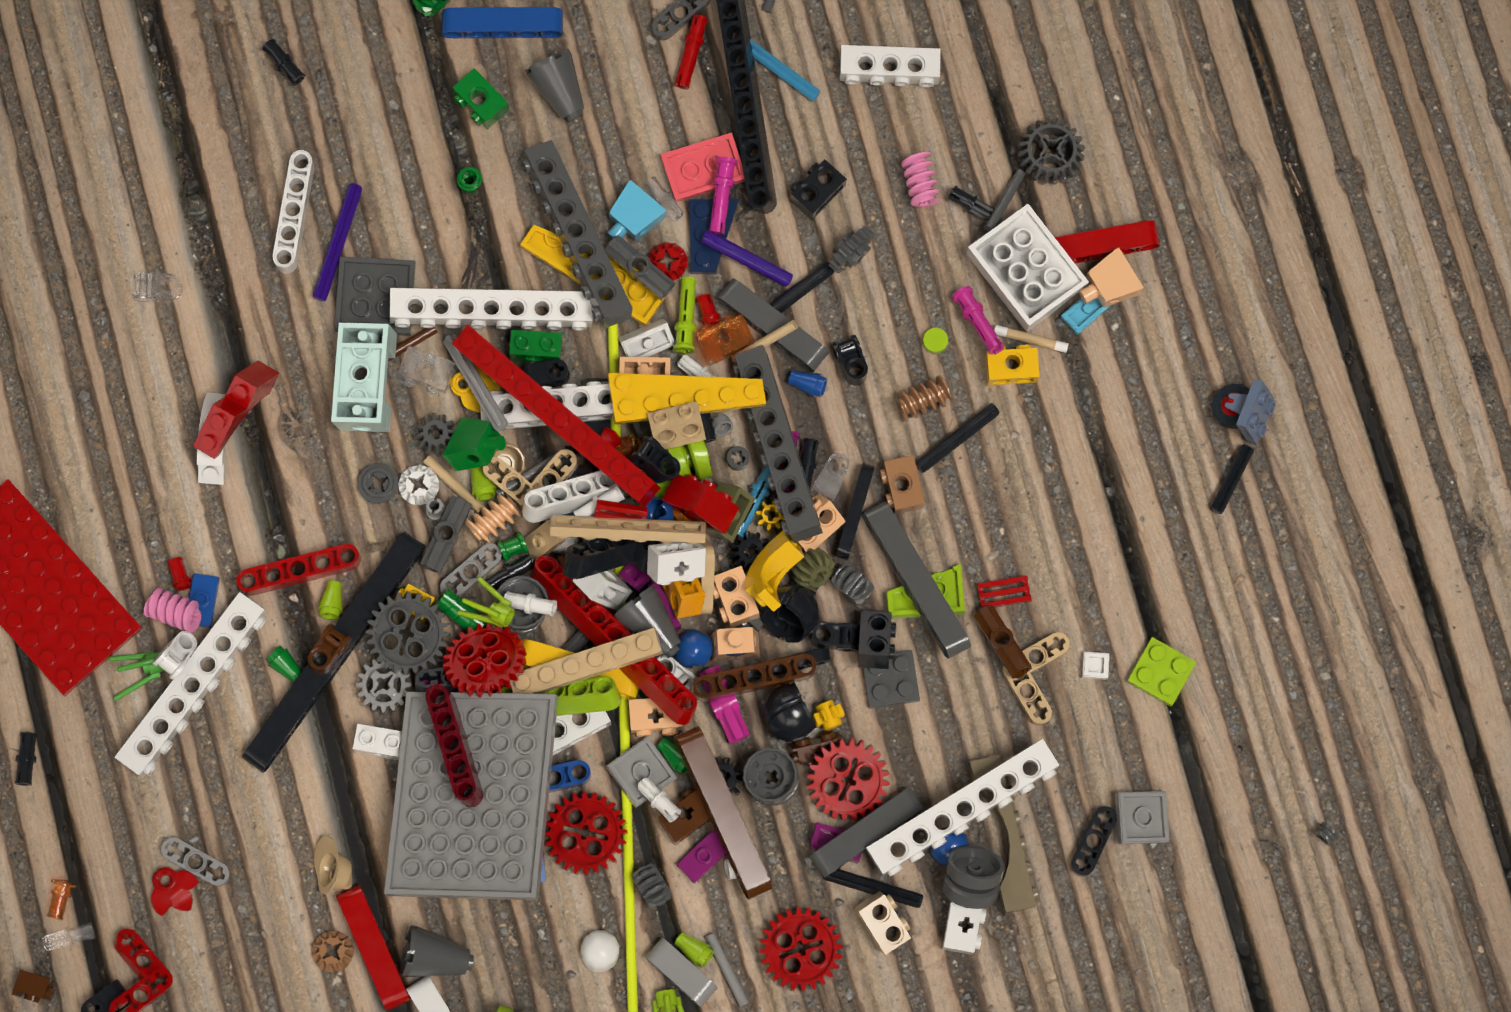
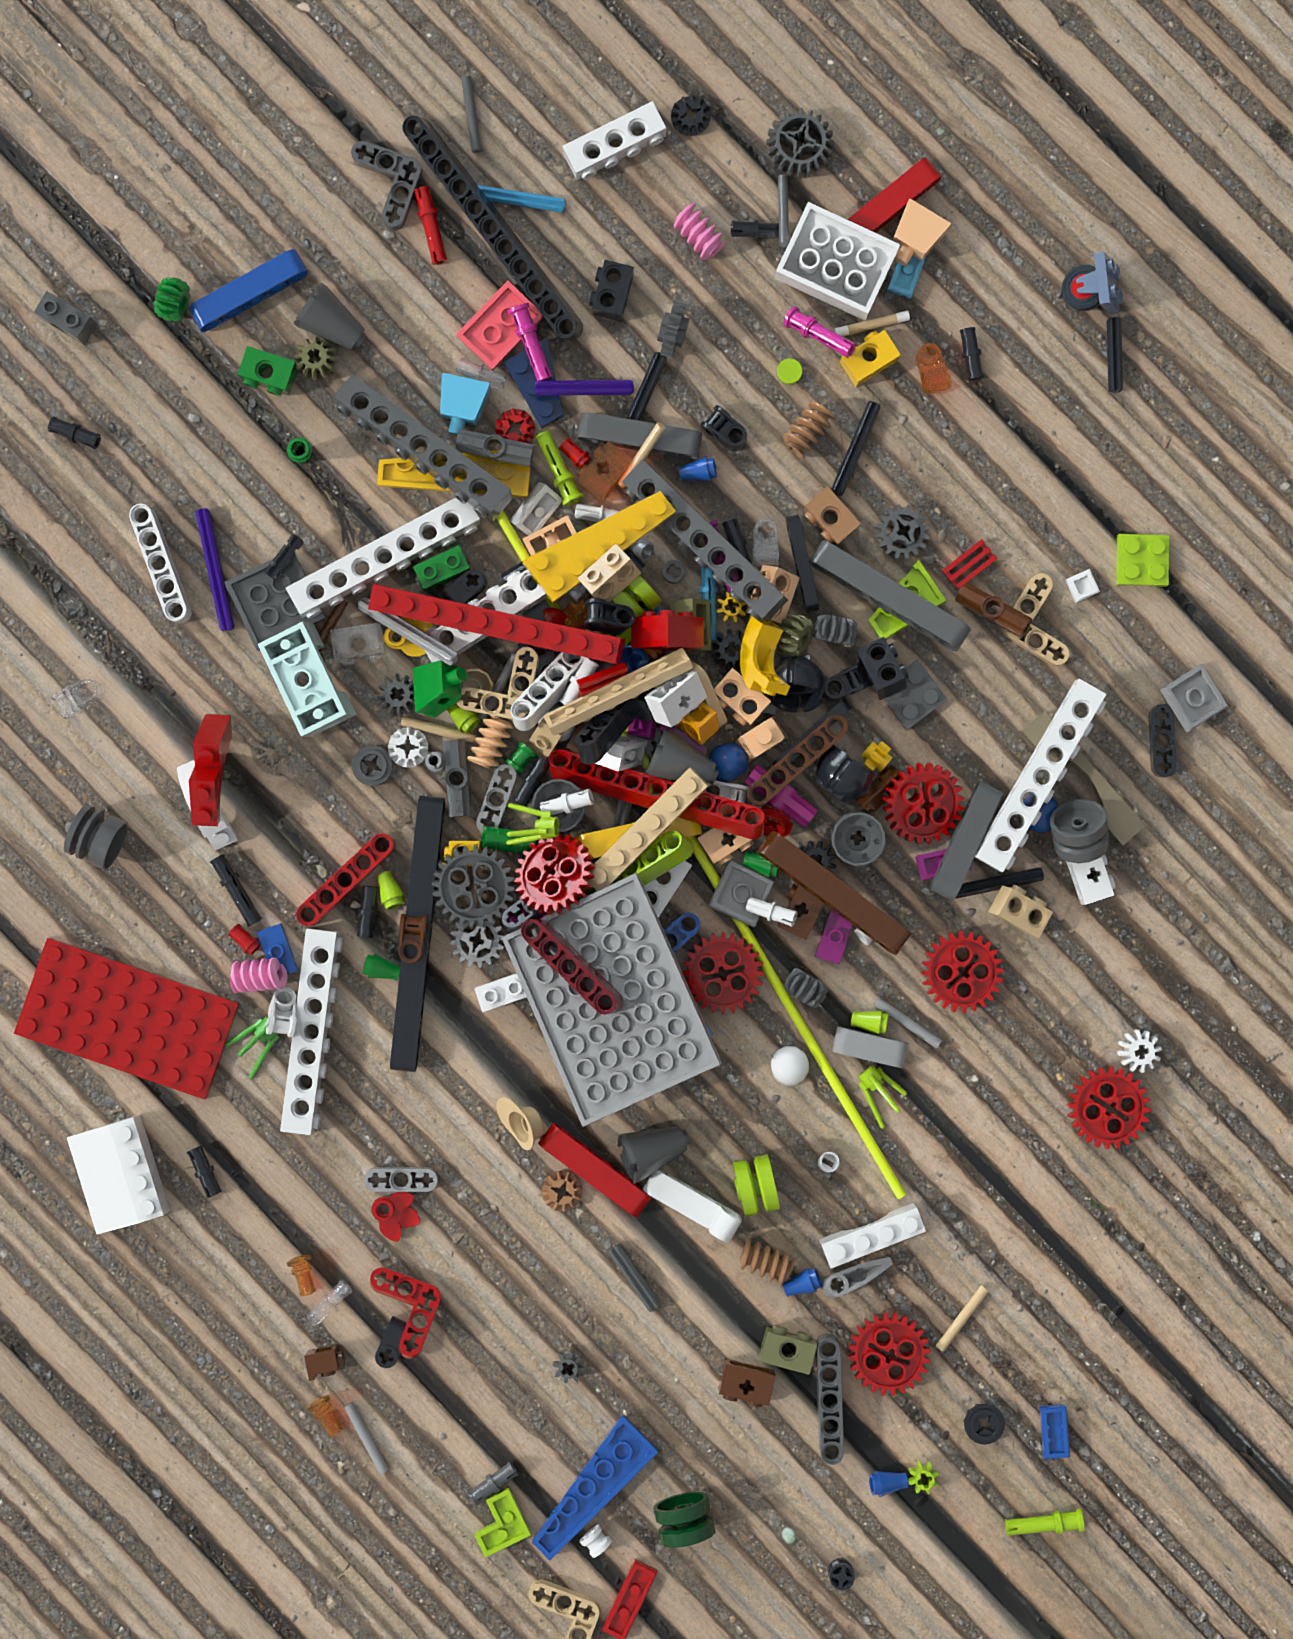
camera: 20 degrees left, 10 degrees up
(102, 413) = (95, 837): none -> dark grey wheel
(196, 527) = (235, 889): none -> black pin
(301, 608) = (367, 911): none -> black pin
(404, 262) = (284, 556): none -> black axle
(521, 118) = (317, 348): none -> olive gear
(711, 731) = (783, 823): none -> red gear
(960, 84) = (686, 125): none -> black gear
(969, 531) = (911, 526): none -> dark grey gear
(1062, 408) = (933, 374): none -> clear orange piece
(1104, 410) = (971, 353): none -> black pin

